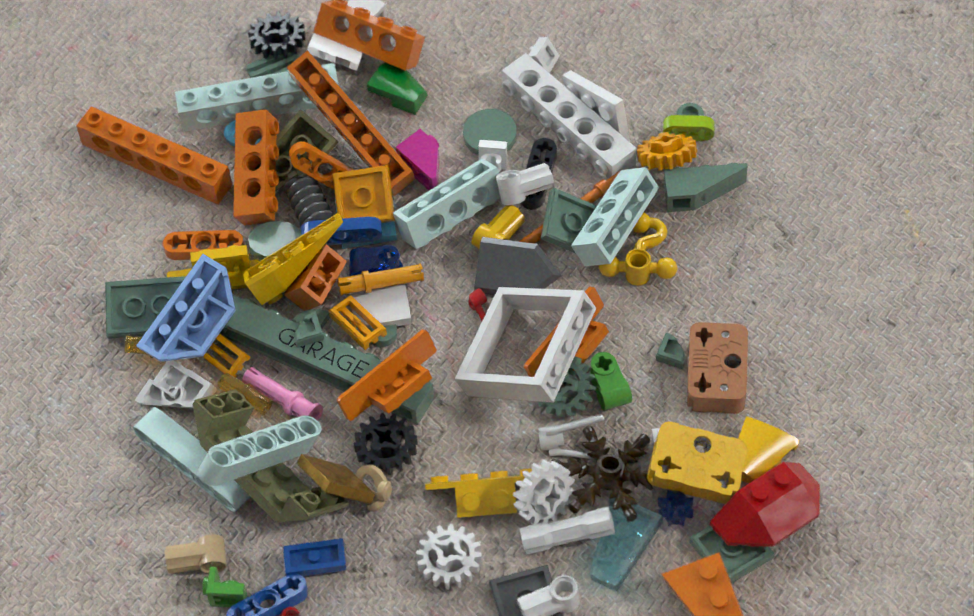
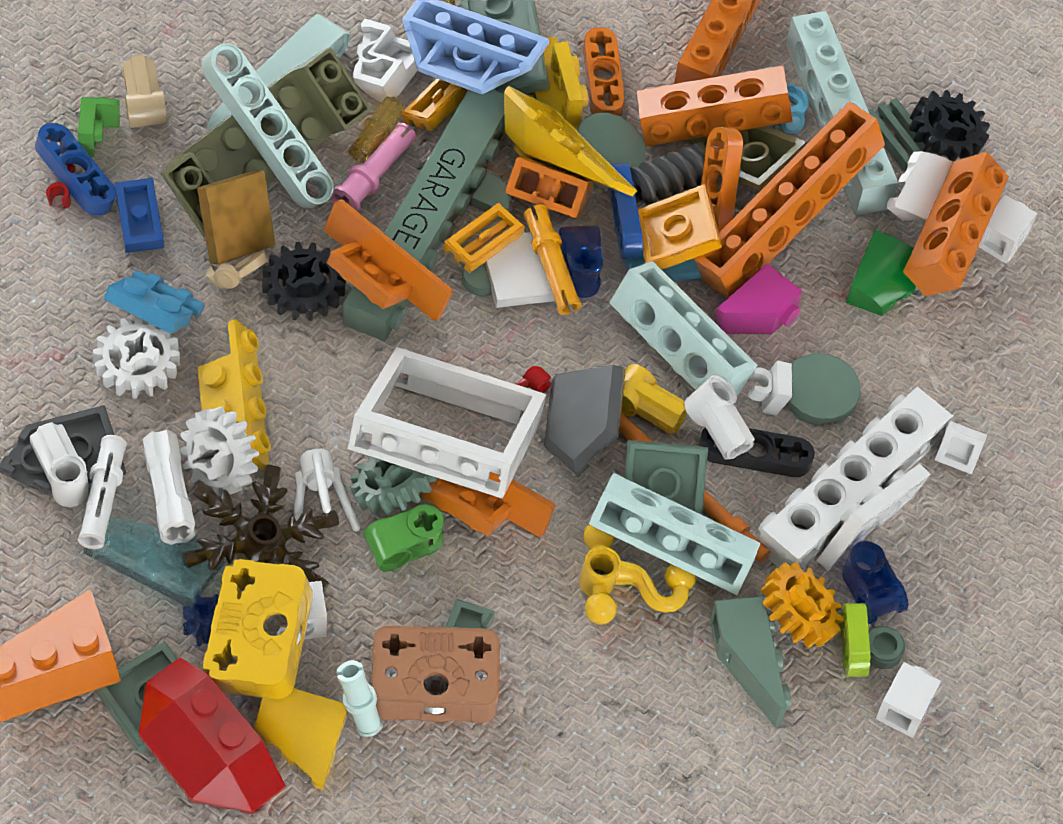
camera: 75 degrees right, 0 degrees up
(308, 331) = (459, 177): sand green tile -> none
(401, 542) = (154, 301): none -> dark azure plate
(579, 571) = (111, 455): none -> white pin
(646, 114) = (874, 587): none -> clear blue piece
(732, 102) = (908, 699): none -> white brick
(745, 405) = (359, 698): none -> light aqua pin

